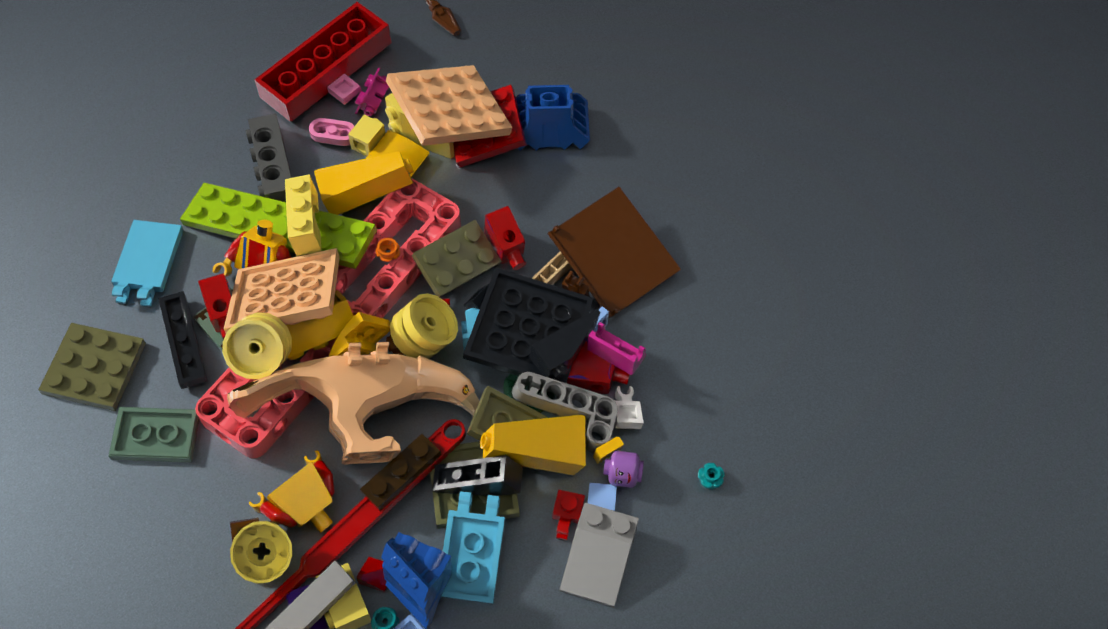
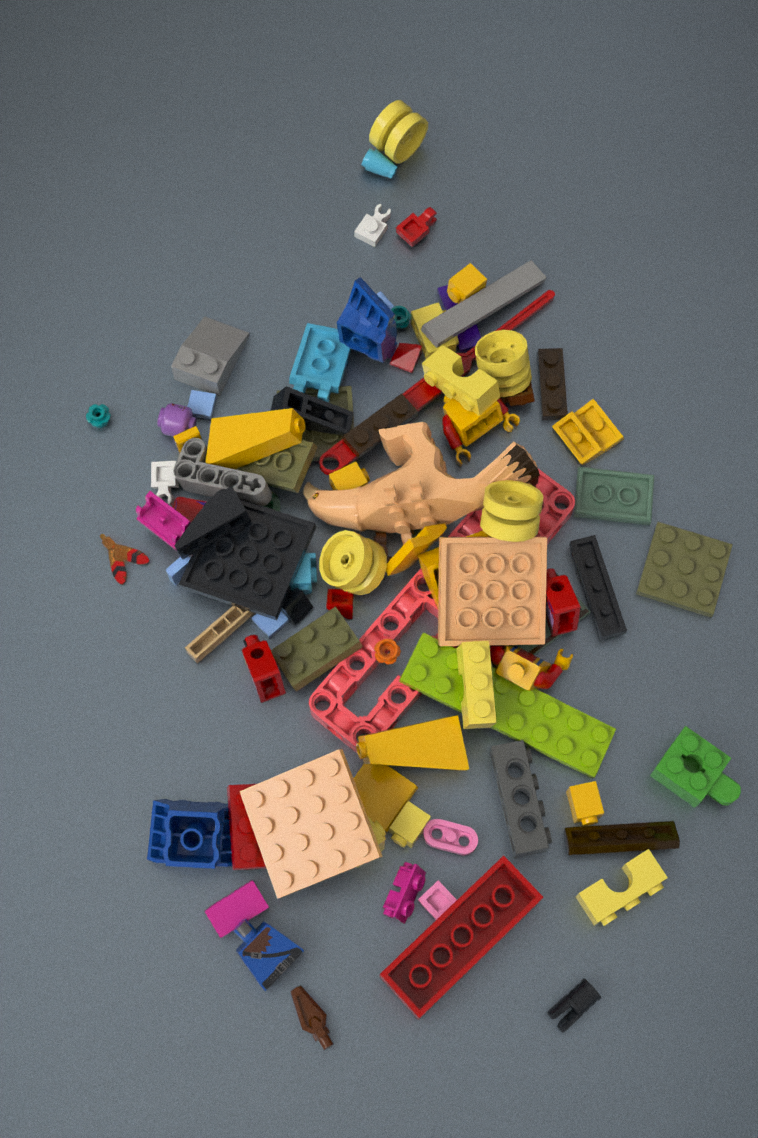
camera: 175 degrees left, 10 degrees up
(113, 190) = (695, 769): none -> bright green brick
(146, 260) = (647, 686): medium azure tile -> none
(174, 500) = (588, 432): none -> yellow slope
(185, 139) = (621, 838): none -> dark brown plate
(202, 94) = (643, 876): none -> light yellow arch
(209, 555) = (552, 383): none -> dark brown plate
(214, 161) = (585, 803): none -> yellow brick
(236, 33) = (579, 1000): none -> black hinge
(294, 498) = (473, 392): none -> light yellow arch
(431, 417) = (349, 477): none -> yellow brick
(480, 43) = (265, 951): none -> torso
(512, 69) = (236, 906): none -> dark pink hinge
(567, 510) = (233, 396): red plate -> none
(575, 284) = (196, 605): reddish brown plate -> none
(614, 251) = (150, 643): reddish brown container -> none
(660, 340) = (118, 554): none -> piece

